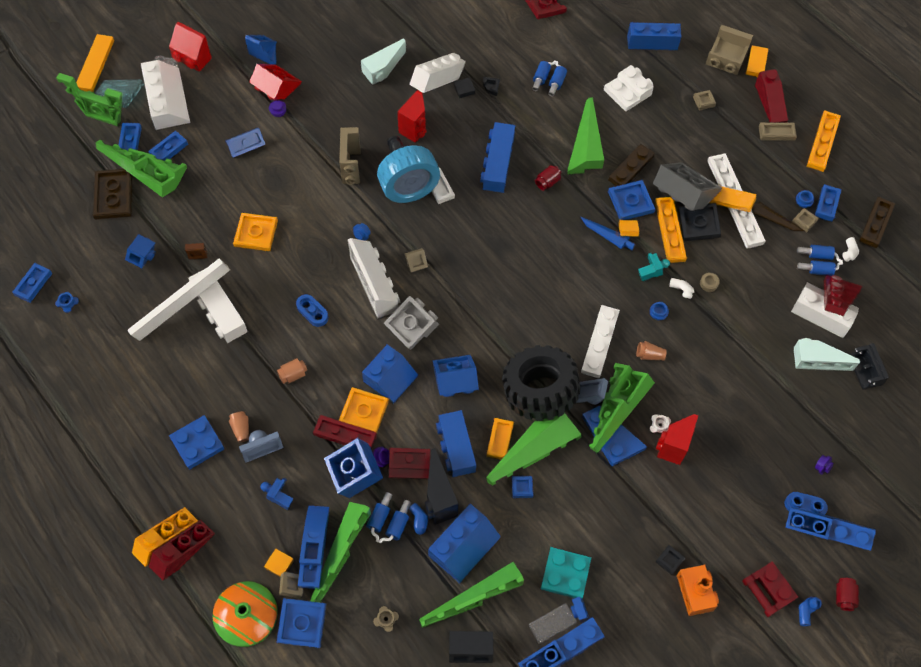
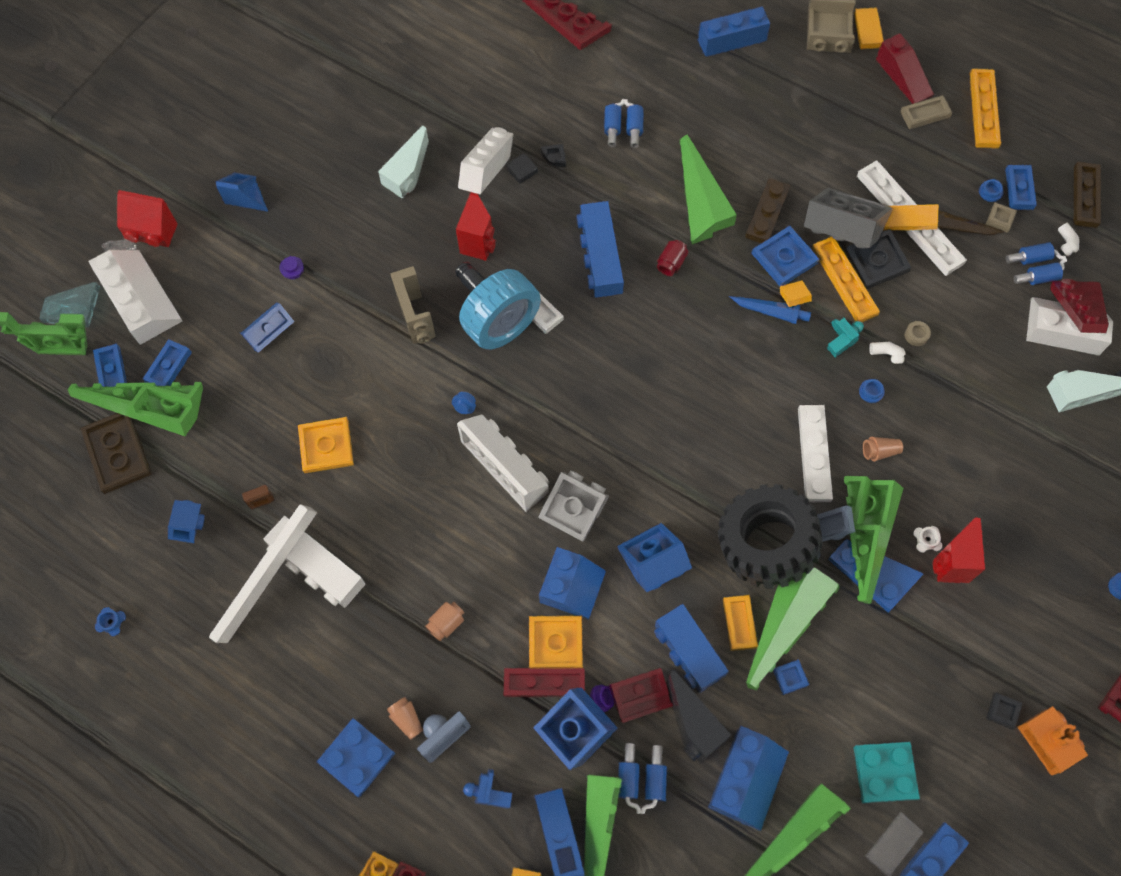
camera: 15 degrees left, 5 degrees up
(32, 282) = (53, 610): blue plate -> none
(95, 62) = (23, 277): light orange tile -> none
(273, 81) = (273, 232): slope -> none
(313, 311) = (440, 530): blue plate -> none
(416, 260) = (548, 419): dark tan plate -> none
(420, 520) = (682, 763): blue arm -> none
(579, 609) = (922, 816): blue plate -> none
(629, 88) = (727, 108): white plate -> none
(704, 100) = (823, 97): dark tan tile -> none

